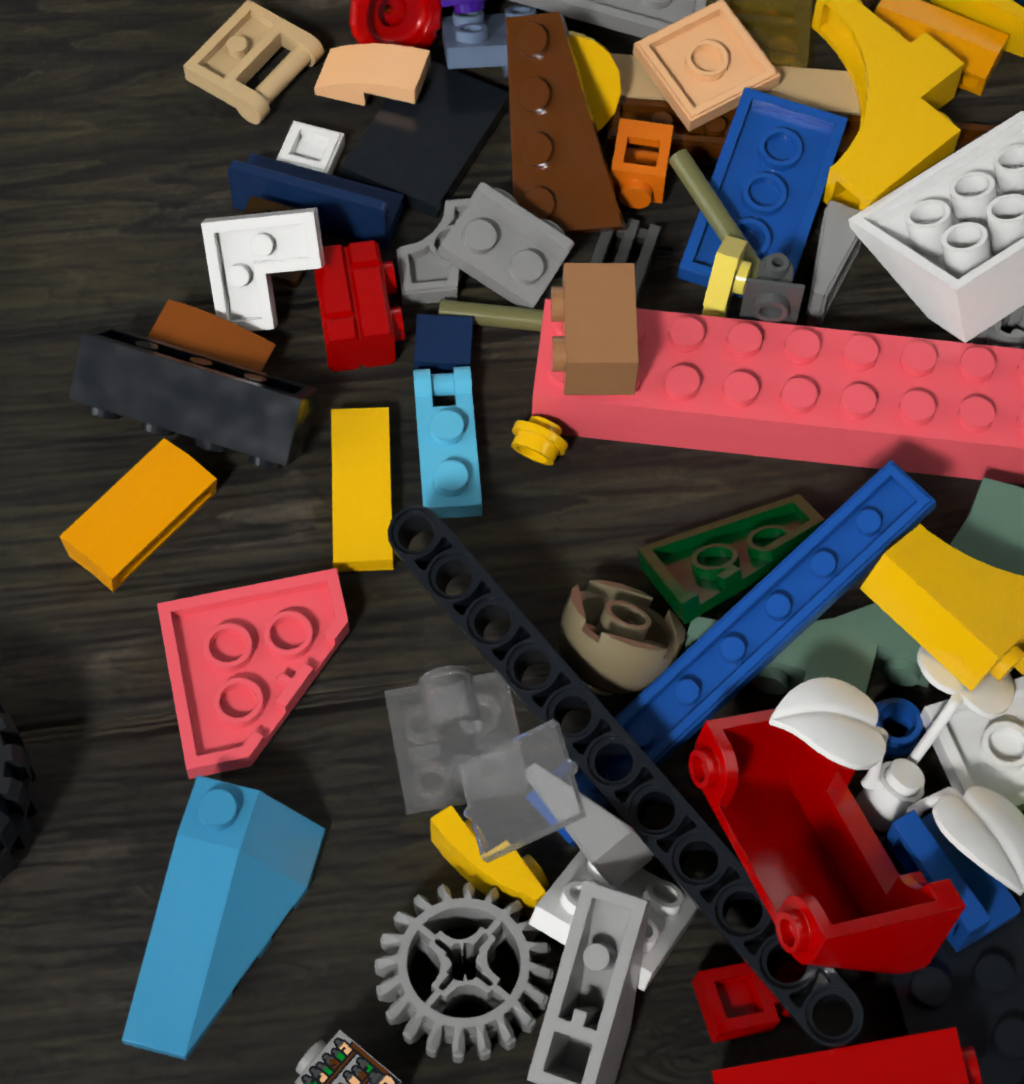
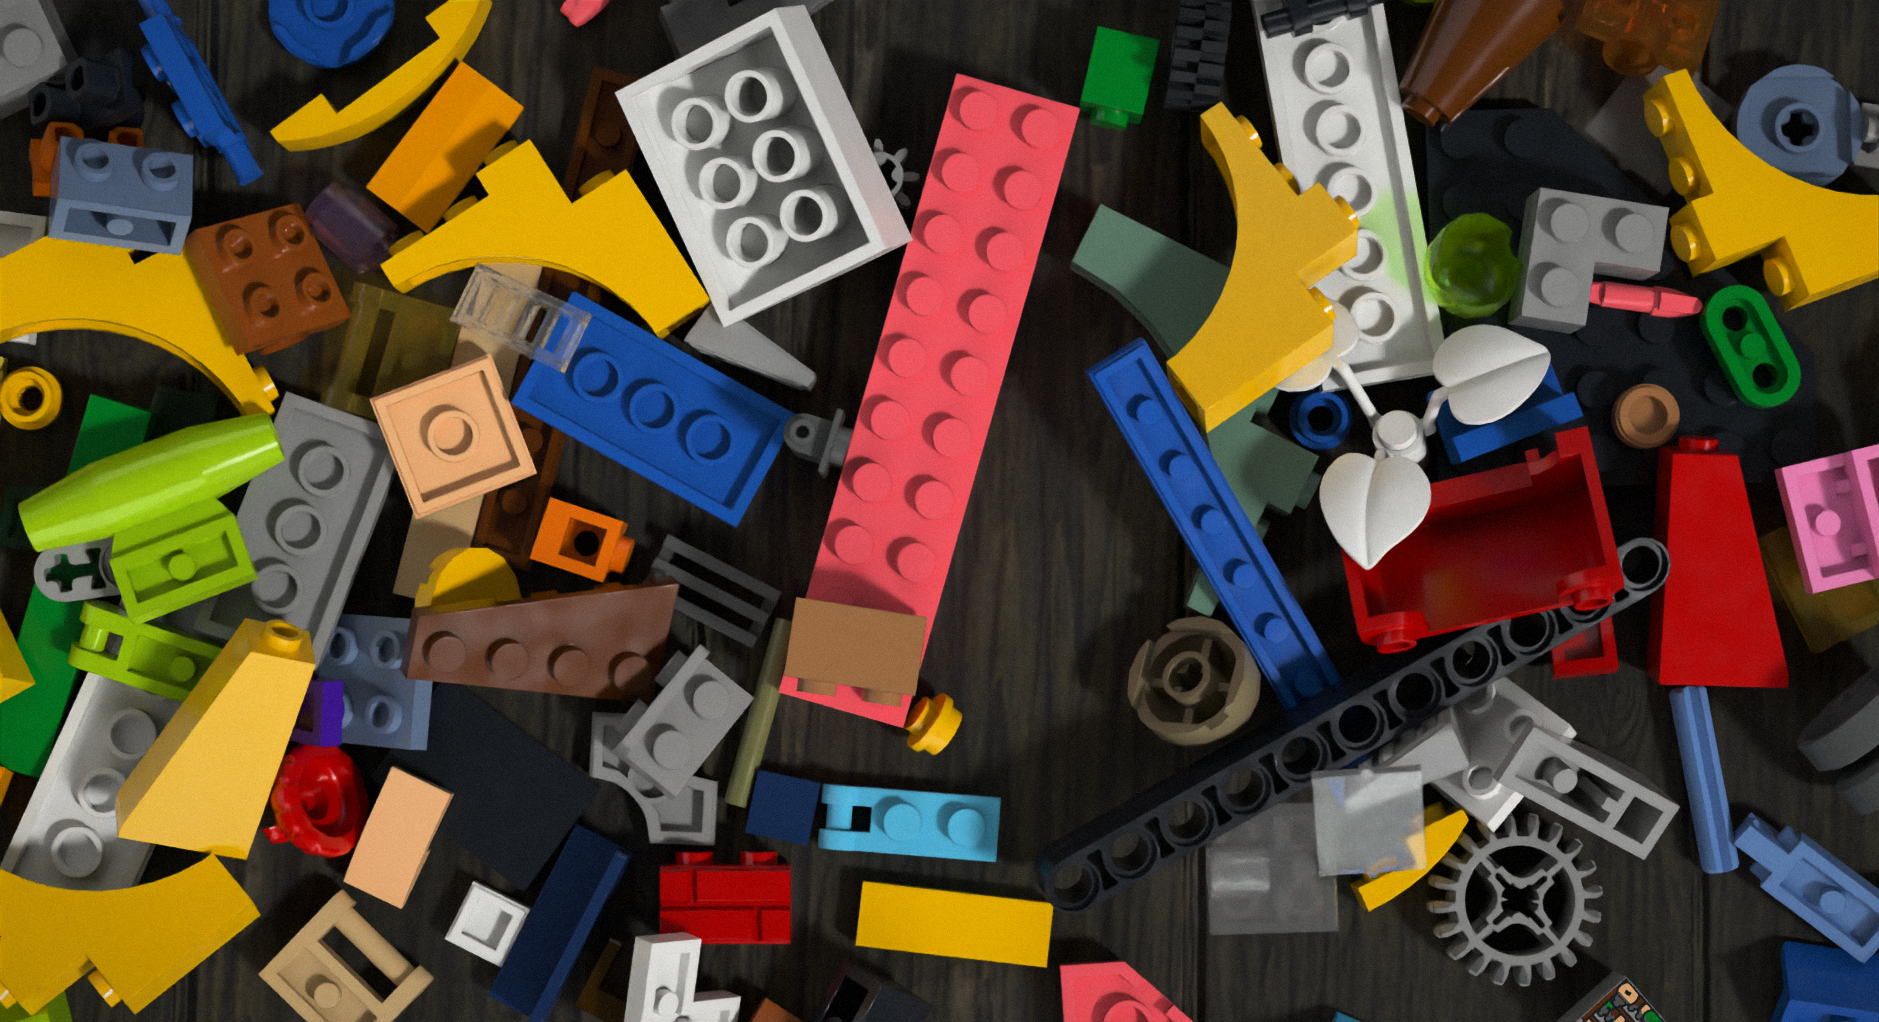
camera: 80 degrees left, 25 degrees up
(710, 204) = (691, 470): olive bar -> none
(726, 277) = (780, 481): light yellow plate -> none
(726, 556) = (1108, 548): dark green wing -> none
(816, 80) = (480, 297): none -> clear slope
(983, 1019) = (1645, 416): none -> medium nougat tile

